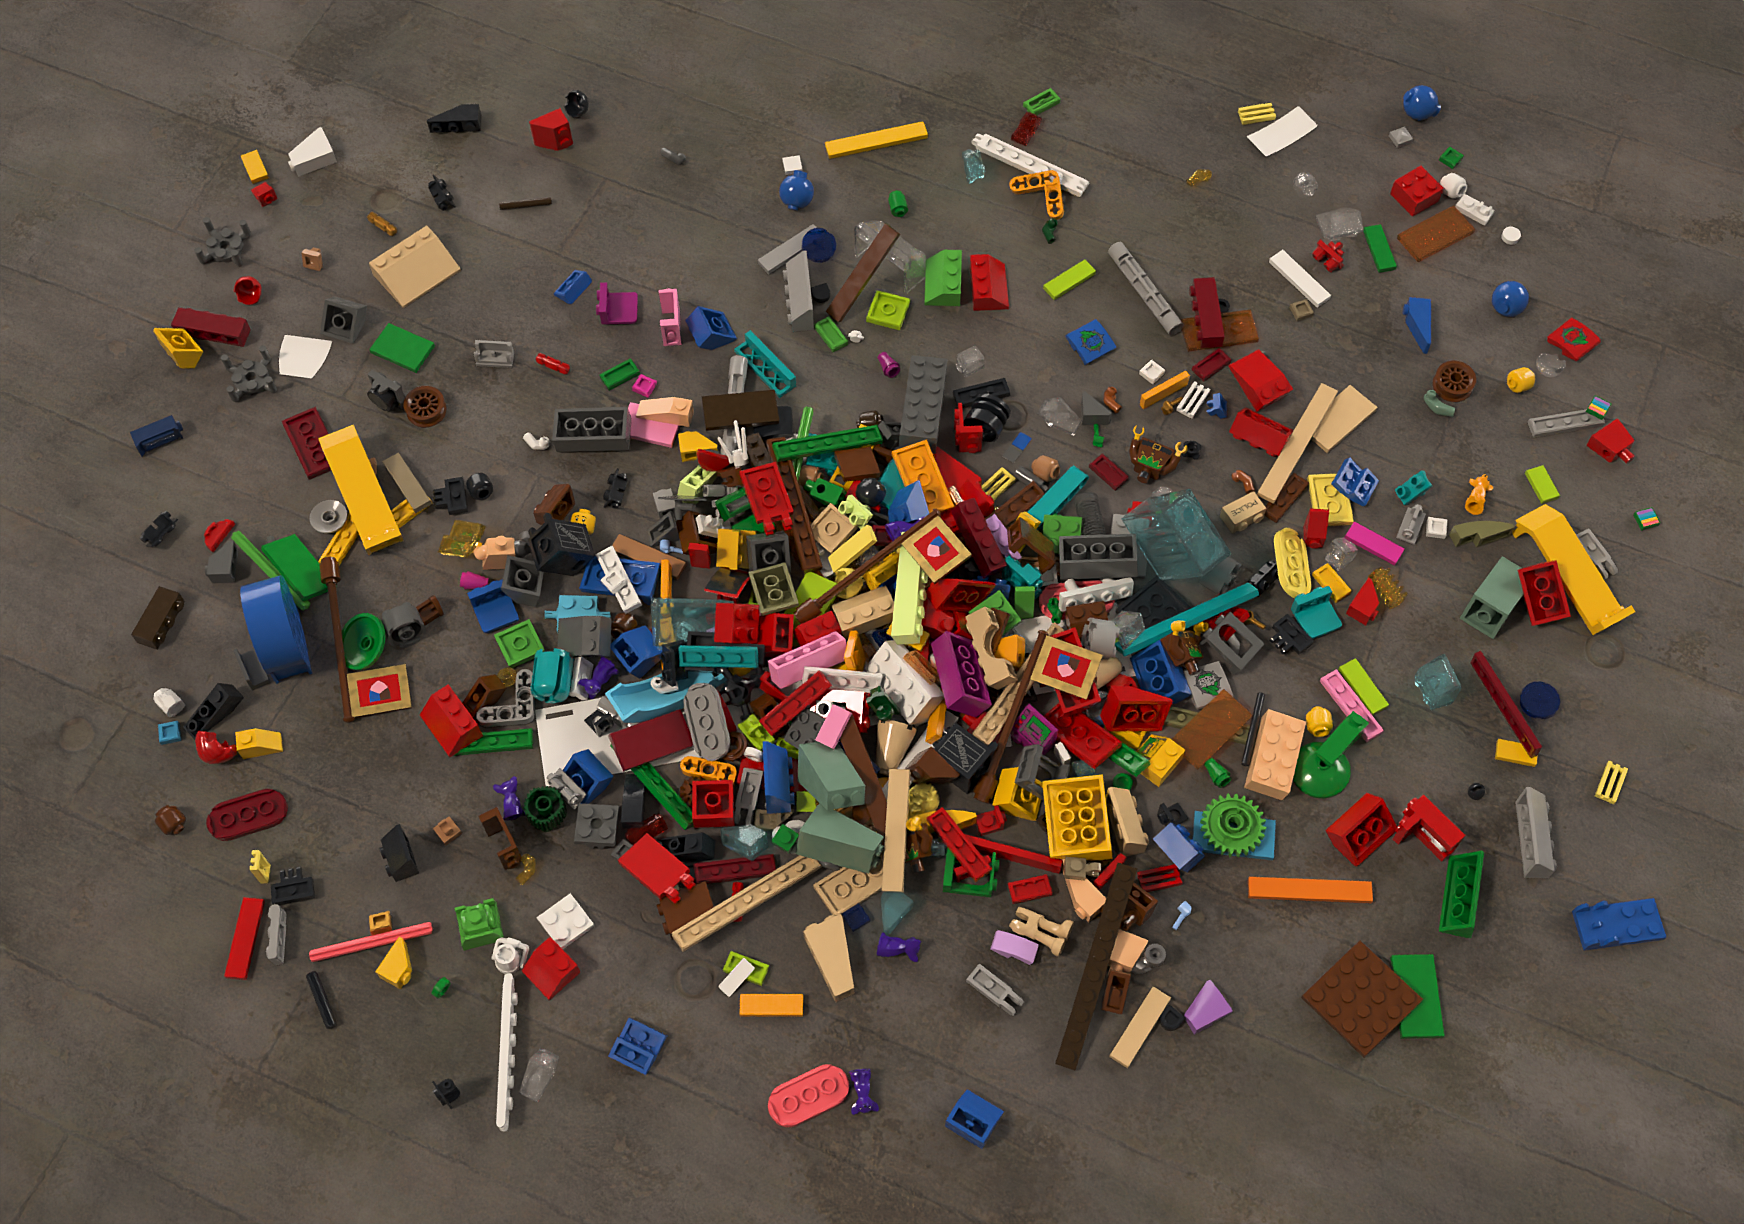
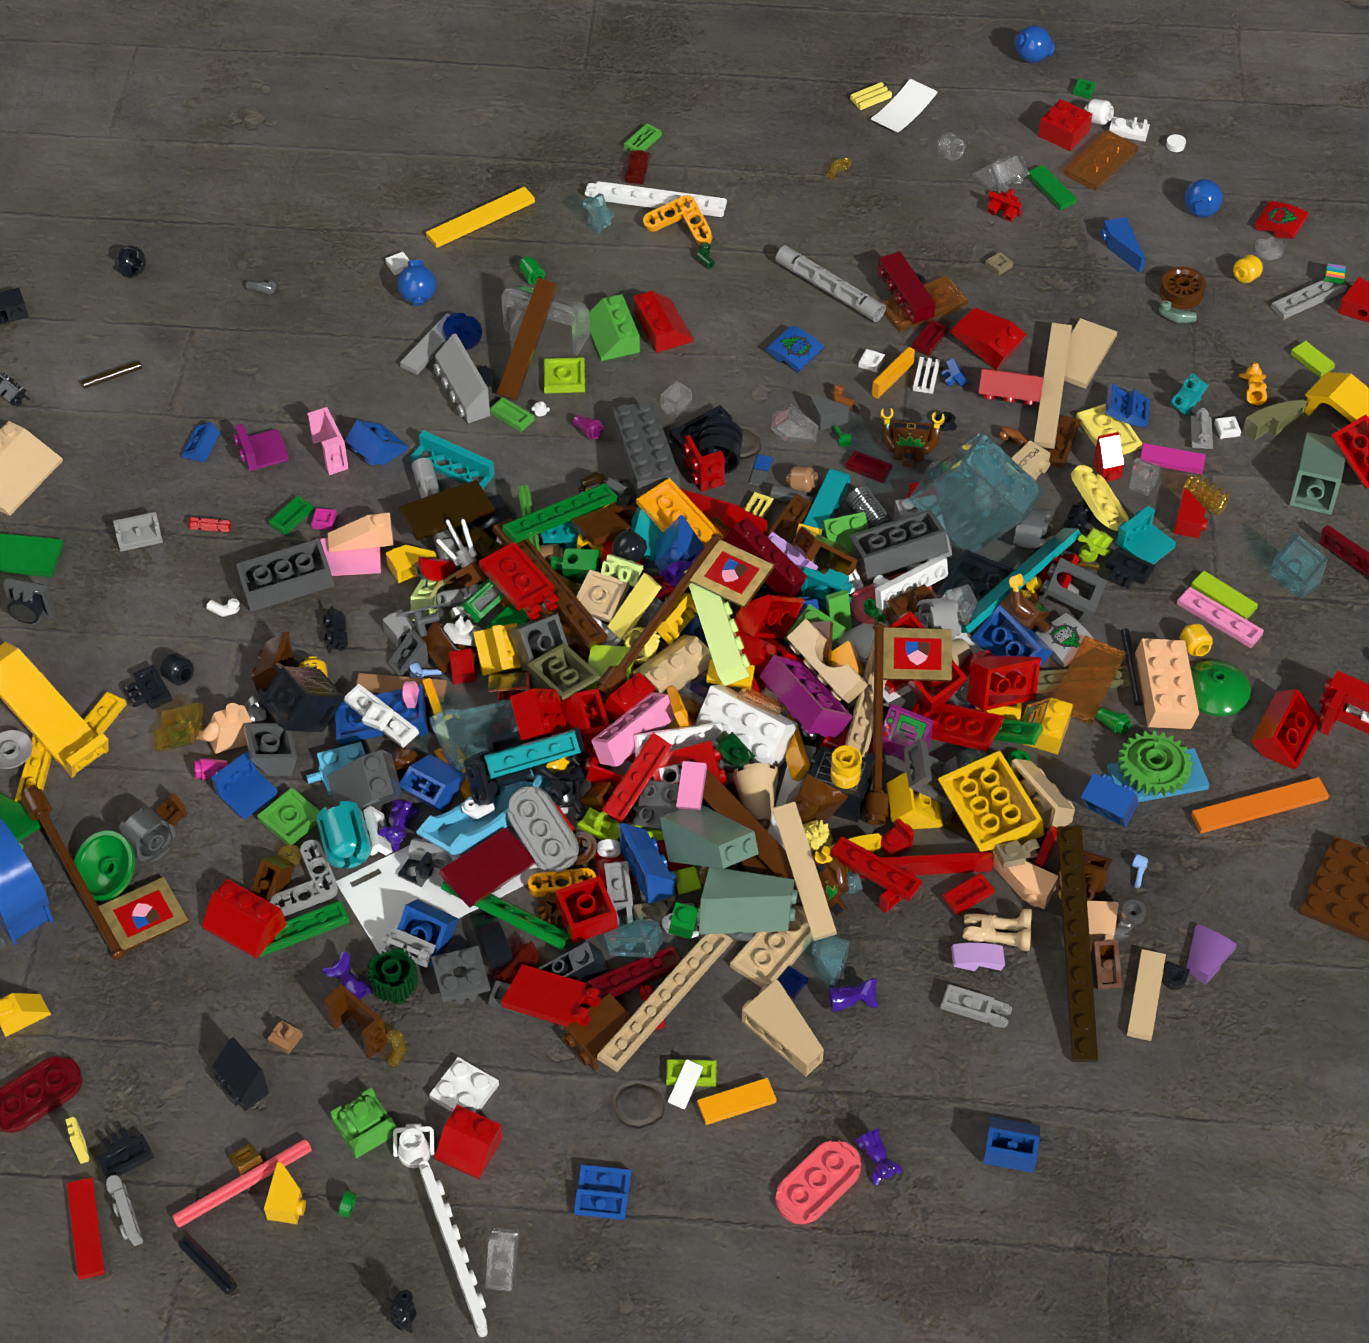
camera: 20 degrees left, 10 degrees down
(407, 482) = (89, 689): dark tan tile -> none
(421, 415) = (78, 606): reddish brown wheel -> none
(551, 131) = (115, 293): red slope -> none
(646, 569) = (410, 693): none -> bright pink tile
(964, 751) = (846, 767): none -> yellow wheel
(968, 889) = (879, 918): green panel -> none
(1061, 754) = (943, 750): white tile -> none
(1069, 279) = (746, 296): lime tile -> none
(1160, 870) = (1113, 832): red tile -> none
(1165, 816) = (1081, 775): black bracket -> none
(1168, 406) = (904, 388): pearl gold hand -> none
(1269, 606) = (1095, 544): none -> lime hips
(1299, 278) = (984, 235): white tile -> none
(1328, 577) = (1138, 501): yellow tile -> none
(1342, 738) = (1228, 646): green slope -> none
(1400, 137) = (1025, 82): light grey tile -> none

